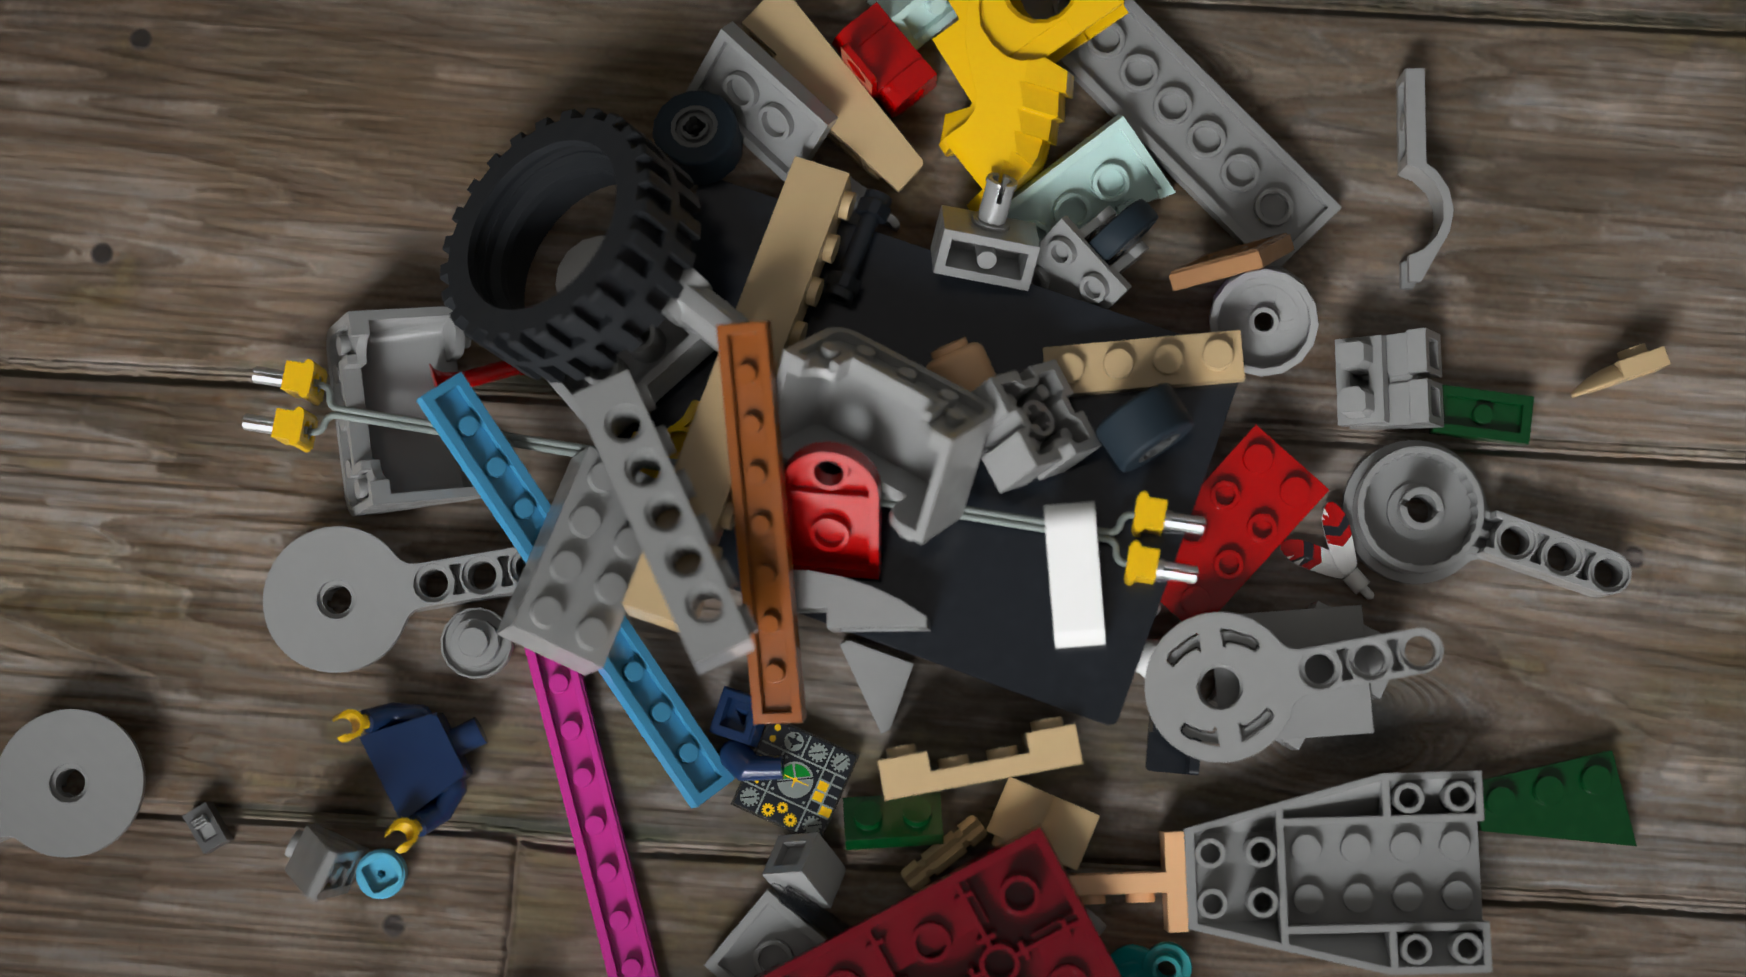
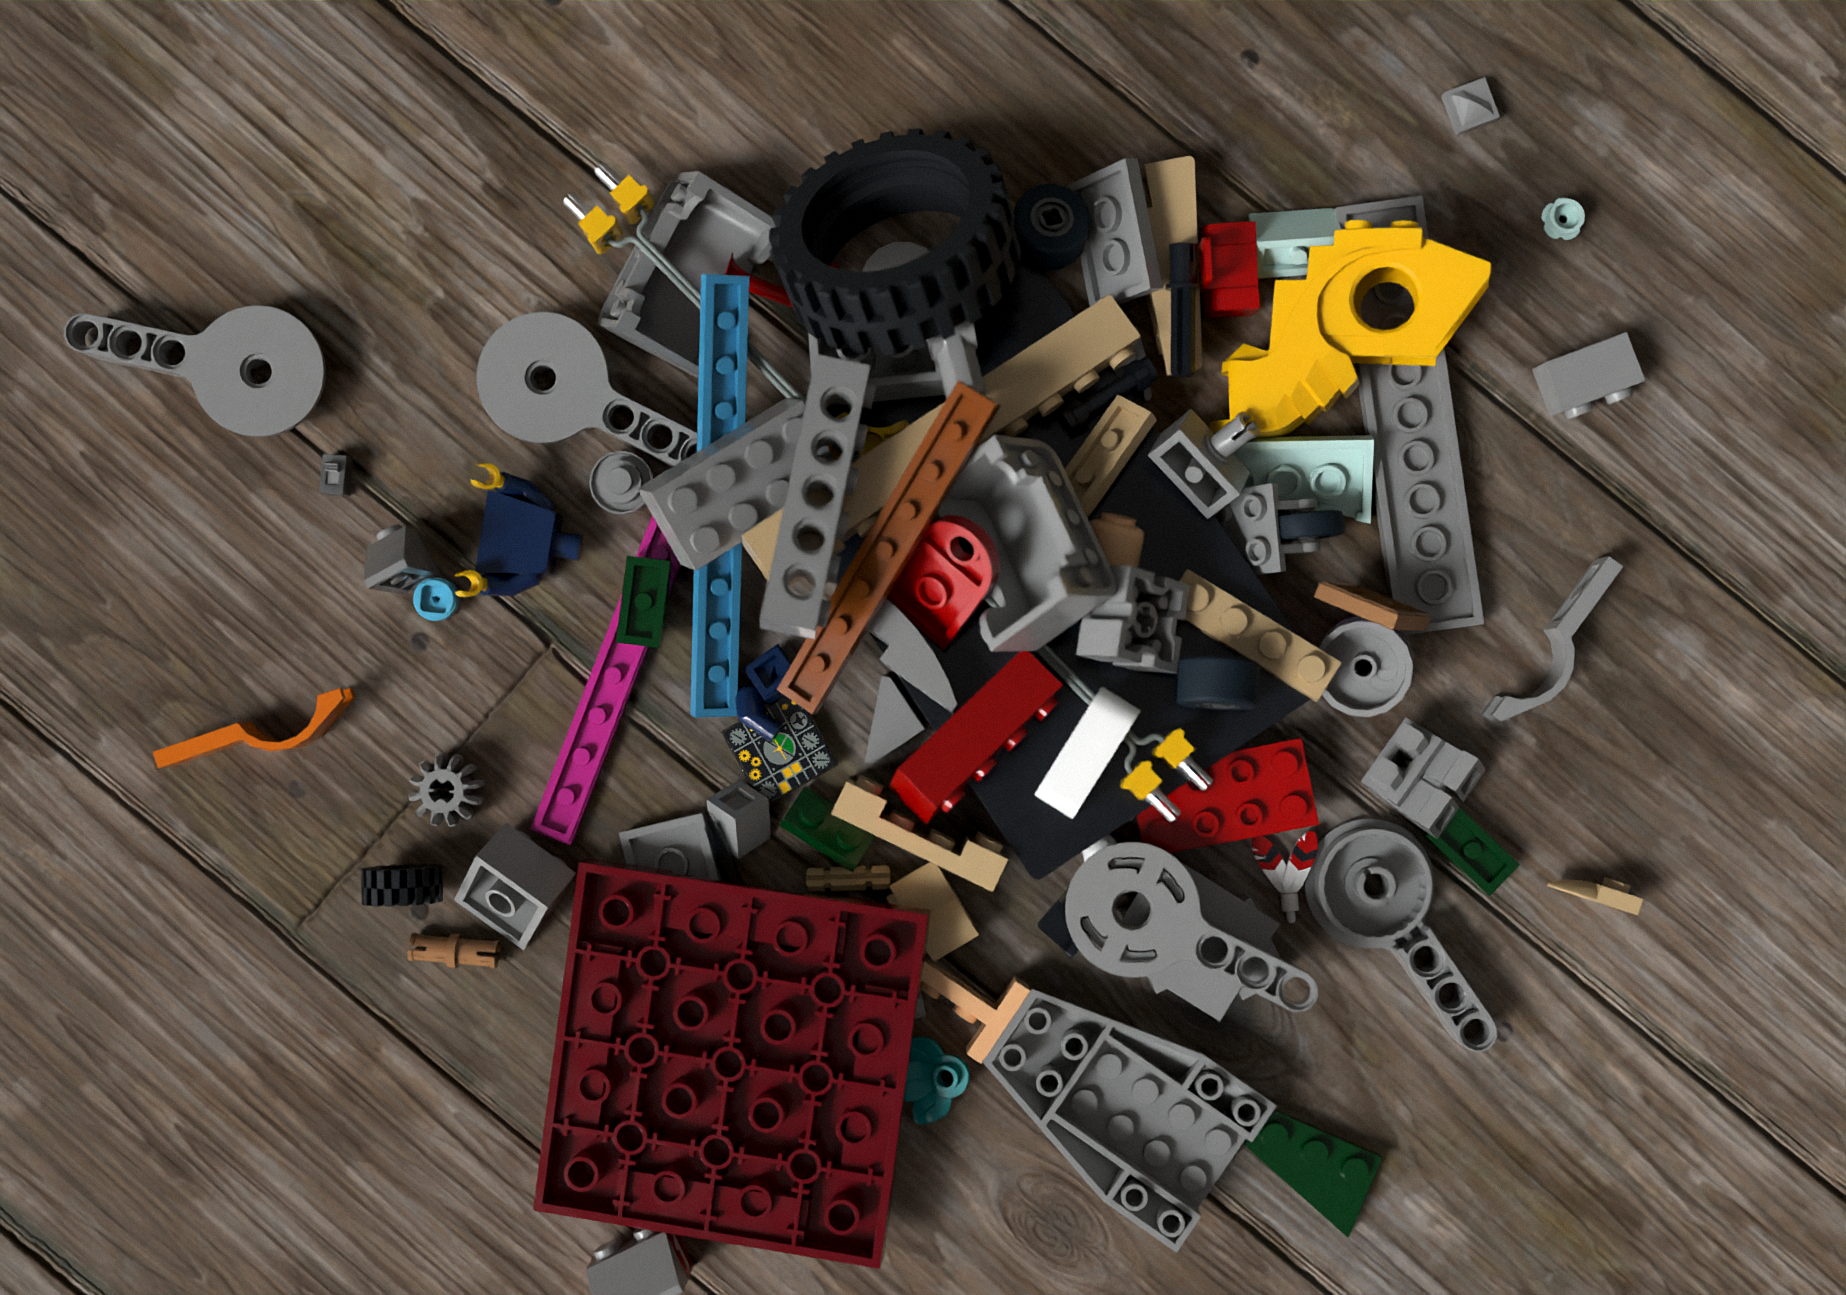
camera: 35 degrees right, 5 degrees up
(575, 735) = (644, 601): none -> dark green plate
(856, 105) = (1183, 287): none -> black axle
(895, 294) = (1107, 450): none -> tan plate
(962, 635) = (974, 736): none -> red wedge

